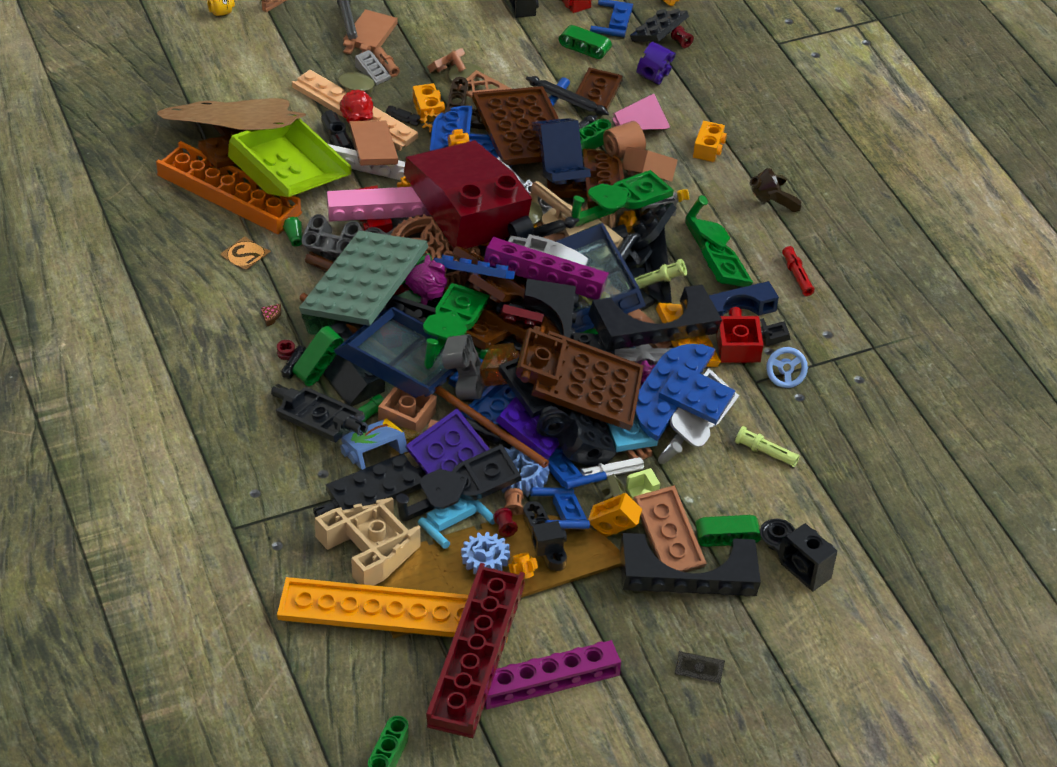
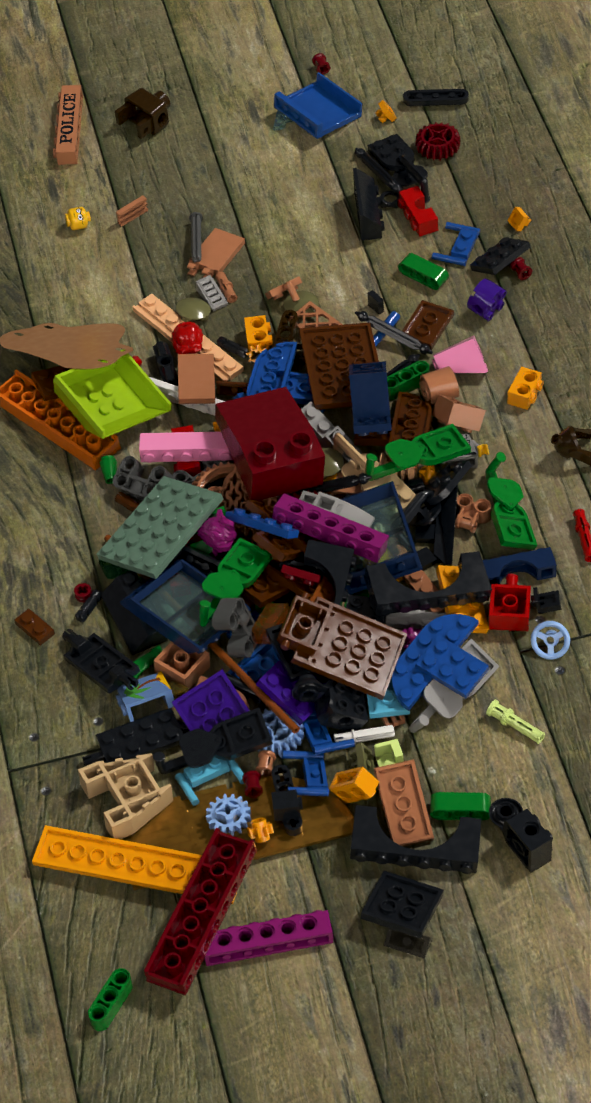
camera: 15 degrees right, 5 degrees up
(238, 385) = (34, 627): none -> reddish brown plate
(244, 253) = (61, 488): clear orange sticker -> none
(271, 313) = (75, 554): reddish brown tile -> none
(317, 356) = (107, 604): green beam -> none
(405, 150) = (231, 388): none -> reddish brown slope
(457, 137) = (273, 382): light orange gear -> none
(521, 227) = (315, 483): black piece -> none
(542, 70) = (375, 302): none -> black tile
(665, 274) = (448, 535): yellowish green pin -> none
(688, 252) = (471, 513): none -> nougat piece
(688, 629) = (402, 904): none -> black plate

